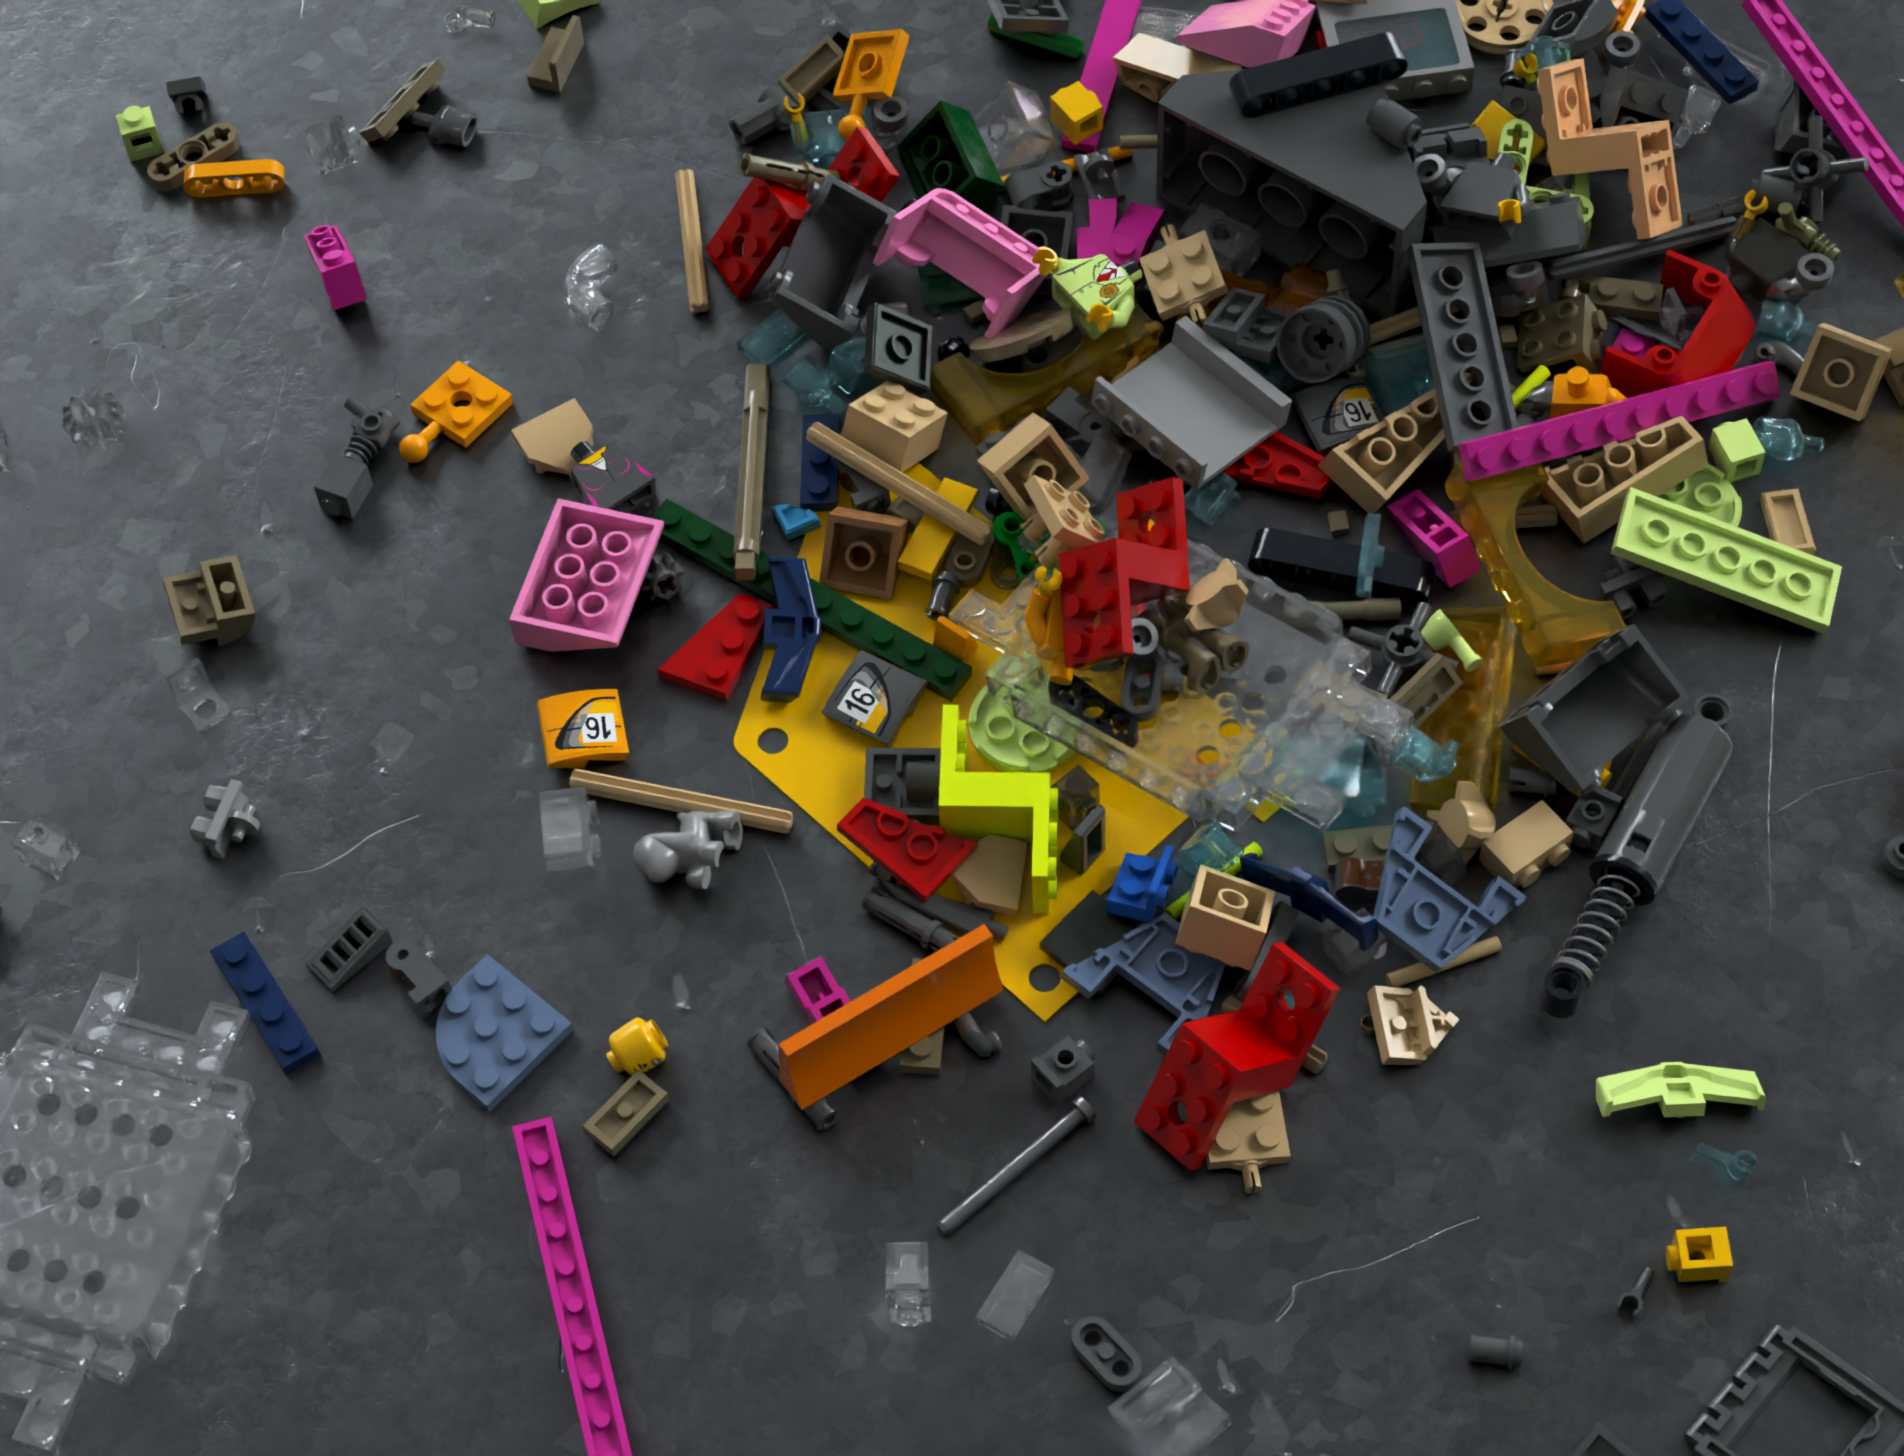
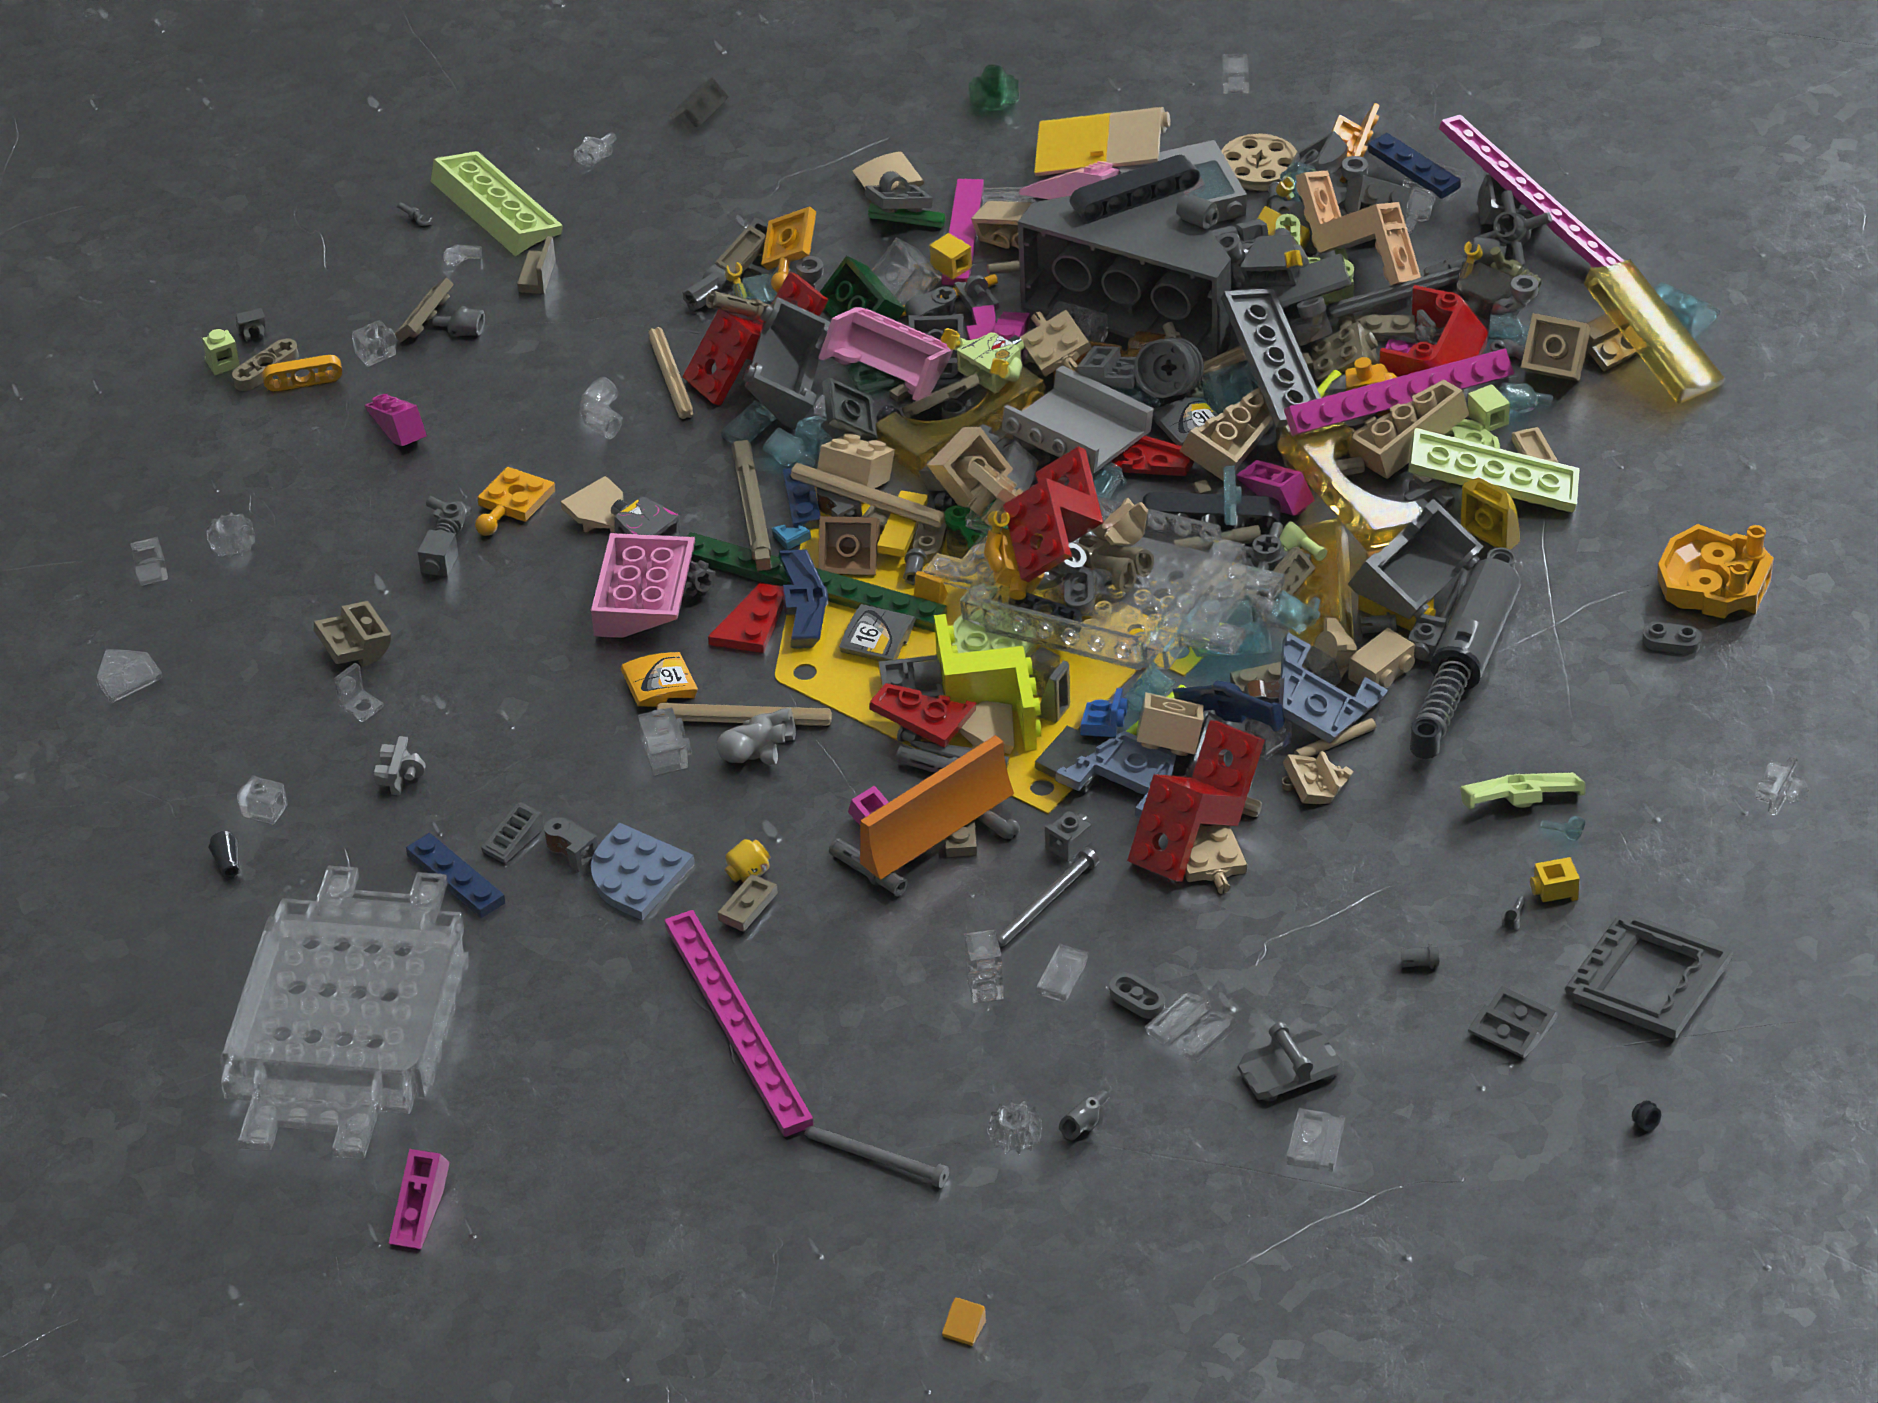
camera: 10 degrees left, 15 degrees down
(1709, 634) = (1489, 514): none -> yellow slope

